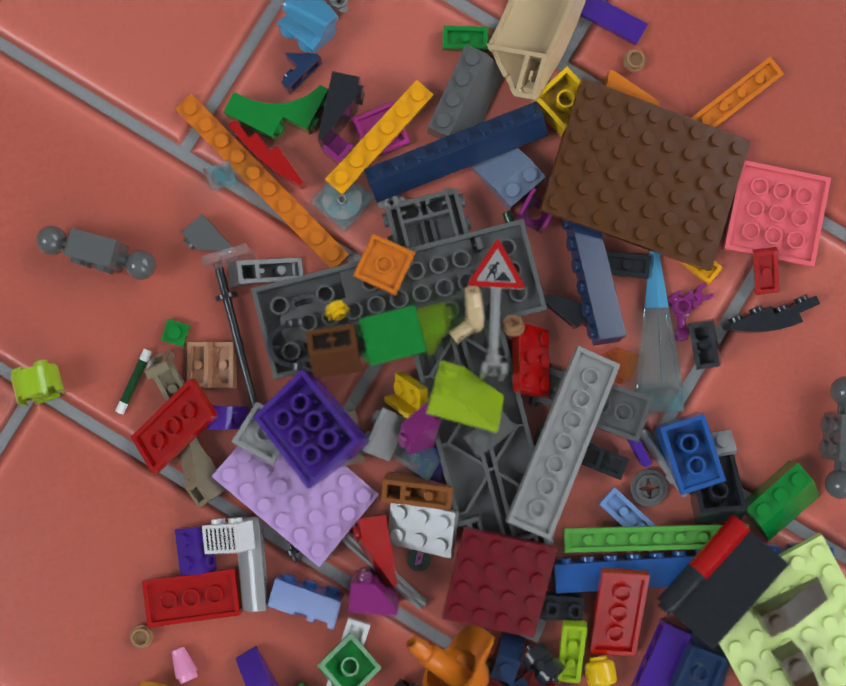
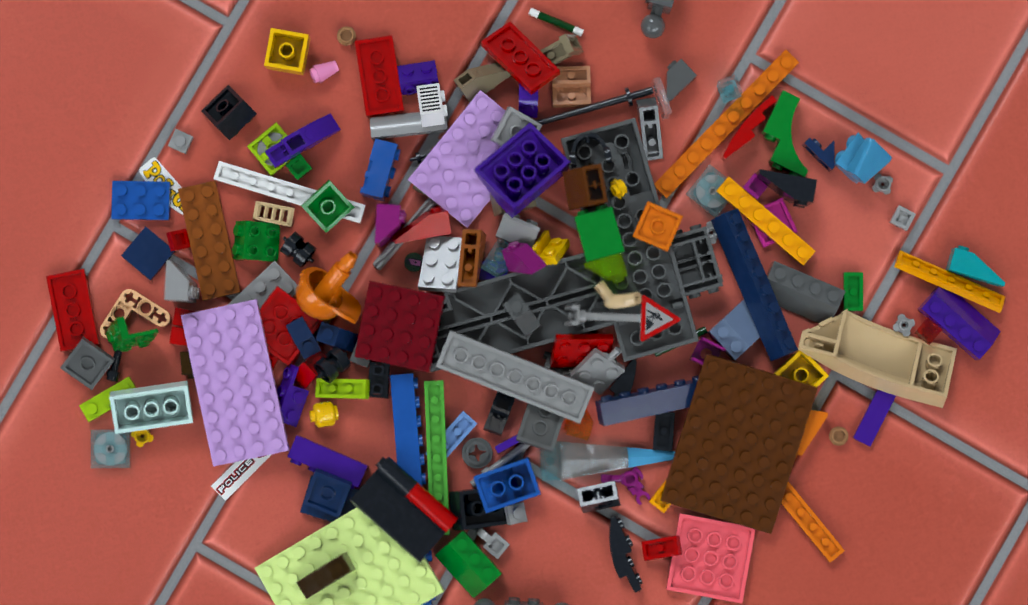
camera: 90 degrees right, 0 degrees up
(176, 332) = (597, 55): green plate -> none
(465, 398) = (550, 293): lime slope -> none
(512, 325) = (609, 332): medium nougat plate -> none
(554, 340) = (599, 369): none -> light grey plate
(618, 611) = (375, 426): red plate -> none
(757, 469) = (494, 544): none -> light grey plate
(790, 607) = (385, 565): dark brown slope -> none

